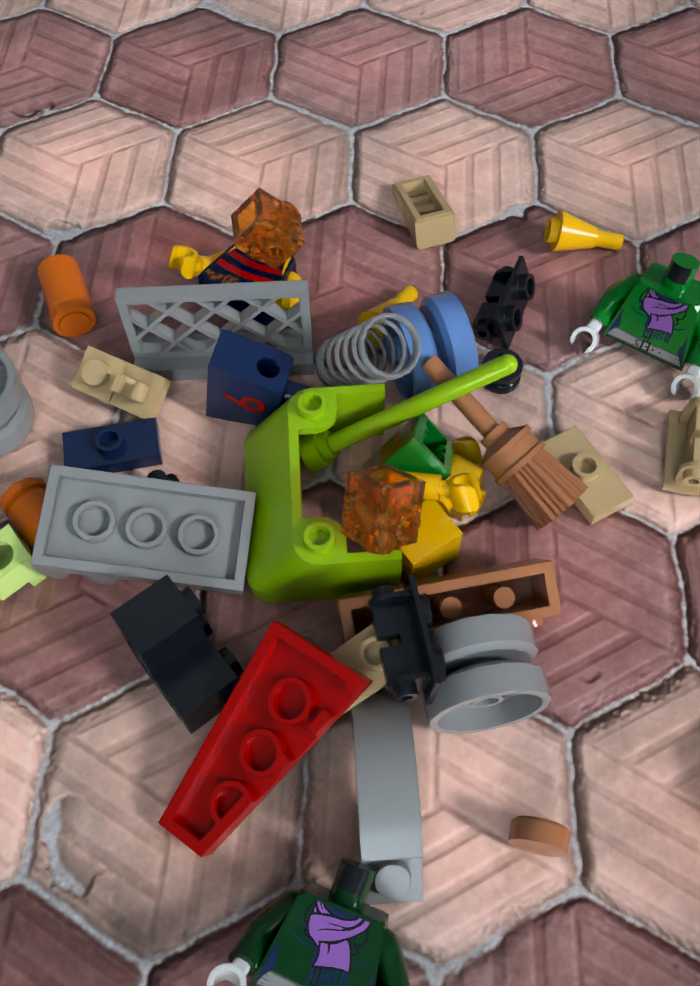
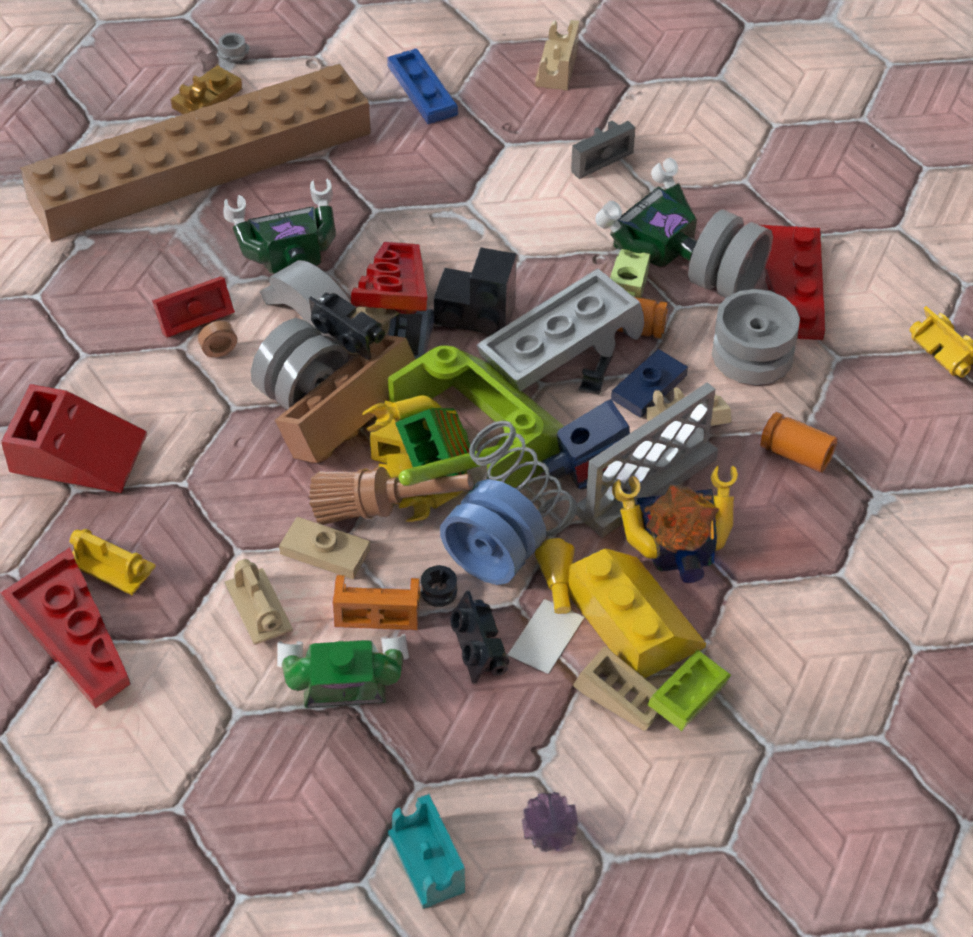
camera: 140 degrees right, 10 degrees down
(358, 246) = (631, 612): none -> yellow slope
(375, 174) = (689, 690): none -> lime plate
(382, 508) = (427, 368): clear orange brick -> none
(454, 278) = (545, 637): none -> white sticker
(562, 932) = (193, 306): none -> red plate
(565, 146) = (550, 821): none -> clear purple gear
(570, 233) = (475, 735): yellow cone -> none
(574, 381) = (376, 606): none -> orange hinge
(670, 180) = (427, 853): none -> teal hinge

